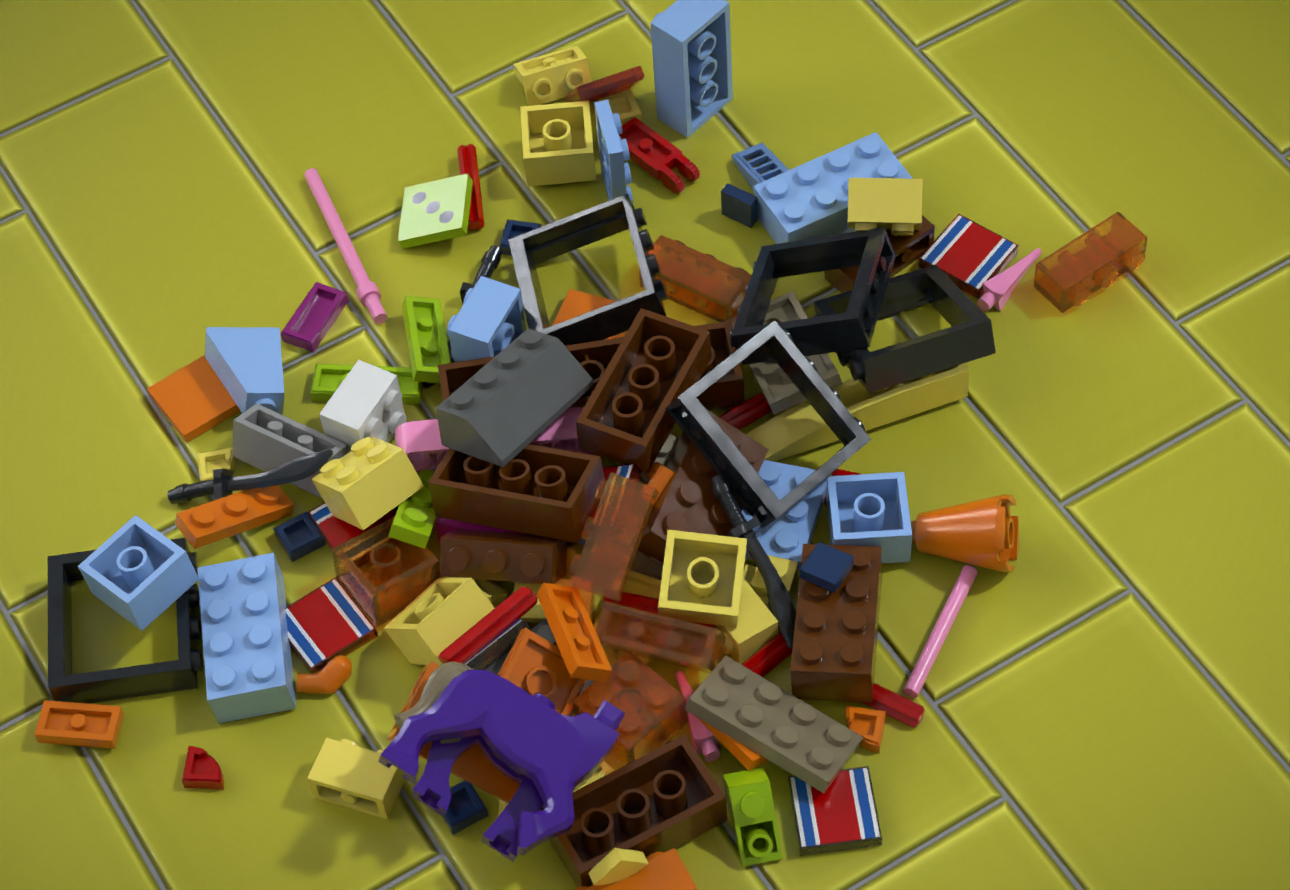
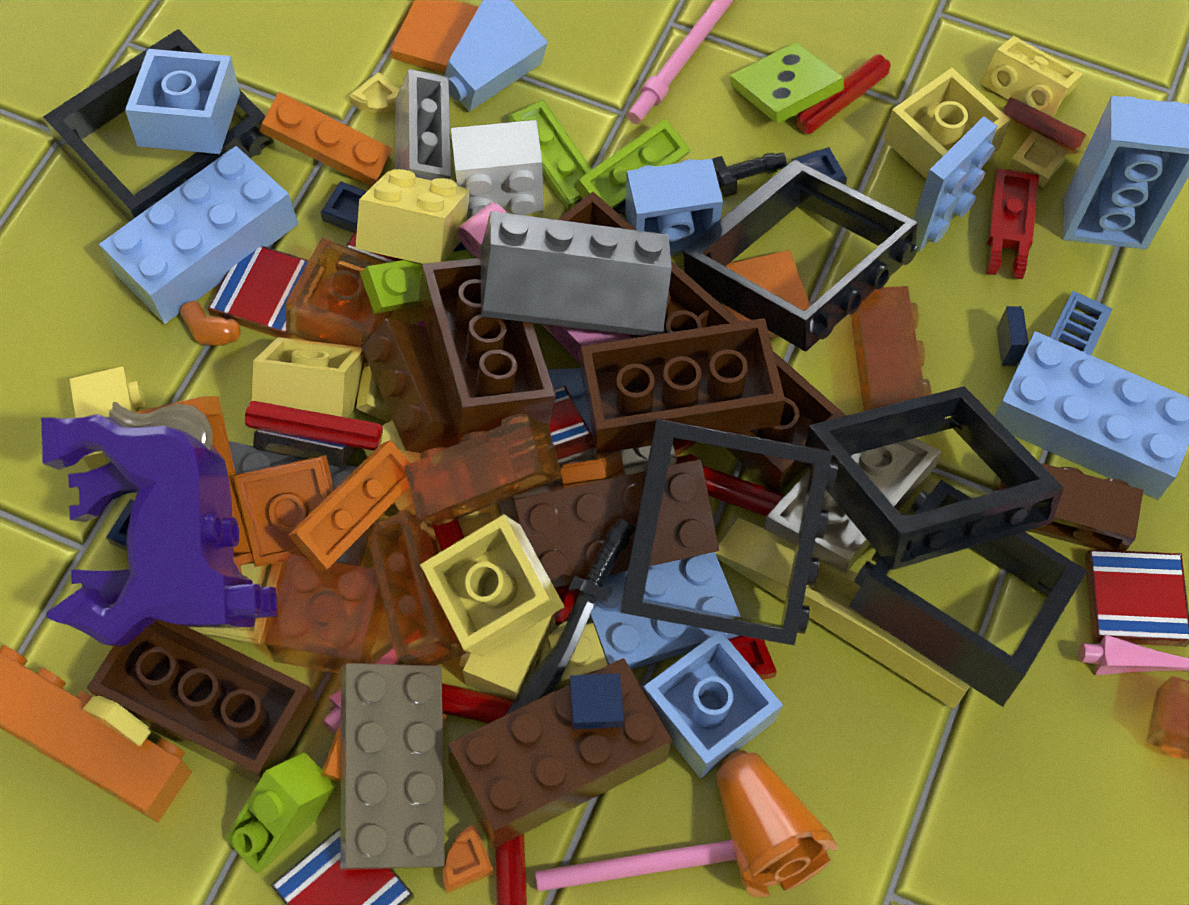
camera: 50 degrees right, 10 degrees up
(79, 724) = (36, 167): orange plate -> none
(201, 770) = (53, 291): red tile -> none
(224, 484) = (351, 111): black sword -> none
(314, 317) = (598, 66): magenta tile -> none
(885, 203) = (1099, 470): light yellow brick -> none

